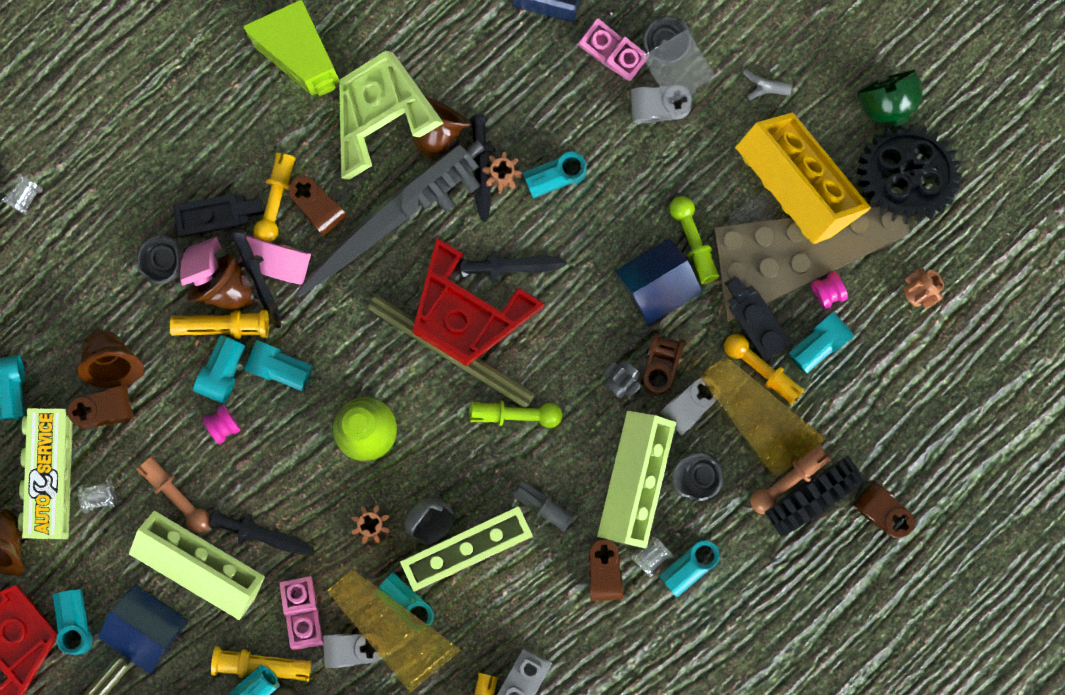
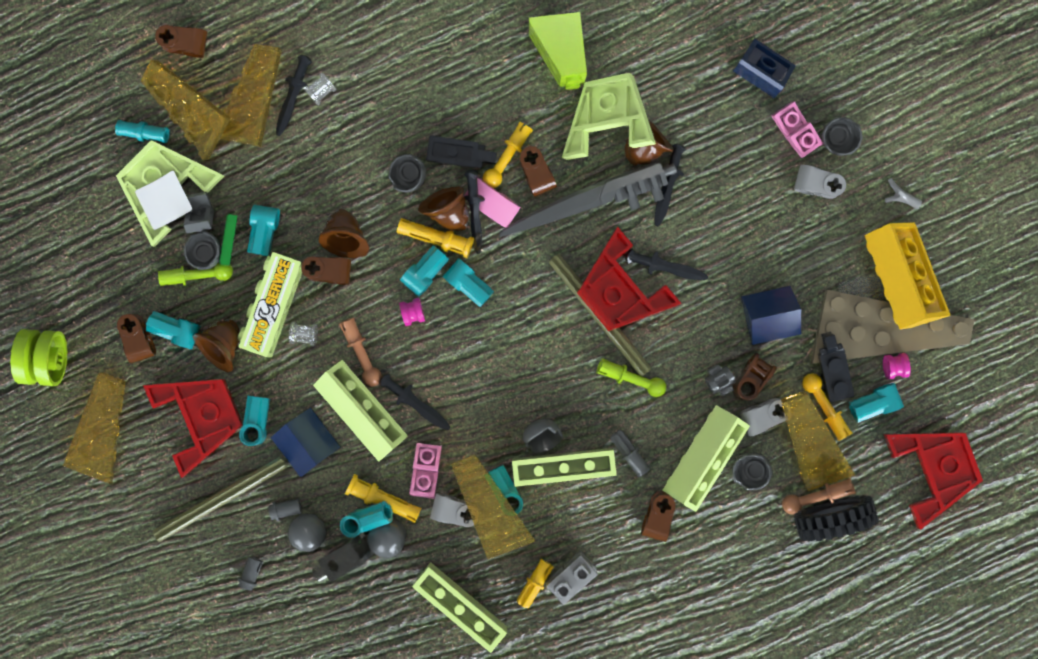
camera: 15 degrees right, 5 degrees up
(199, 262) = (436, 186): bright pink slope -> none
(362, 521) = (493, 429): nougat gear -> none
(365, 429) = (516, 350): lime cone -> none
(495, 167) = (690, 192): nougat gear -> none
(552, 176) = (720, 209): teal piece -> none
(652, 556) = (698, 518): clear bush -> none
(678, 66) = (844, 160): clear piece -> none
(682, 210) = (807, 268): lime pin -> none
(687, 569) = (720, 537): teal piece -> none
(879, 508) = (878, 541): reddish brown piece -> none
(892, 98) = (995, 238): dark green cylinder -> none
(909, 173) = (986, 319): black gear -> none
(924, 288) = (967, 388): nougat gear -> none
(932, 389) = (946, 466): none -> red wing

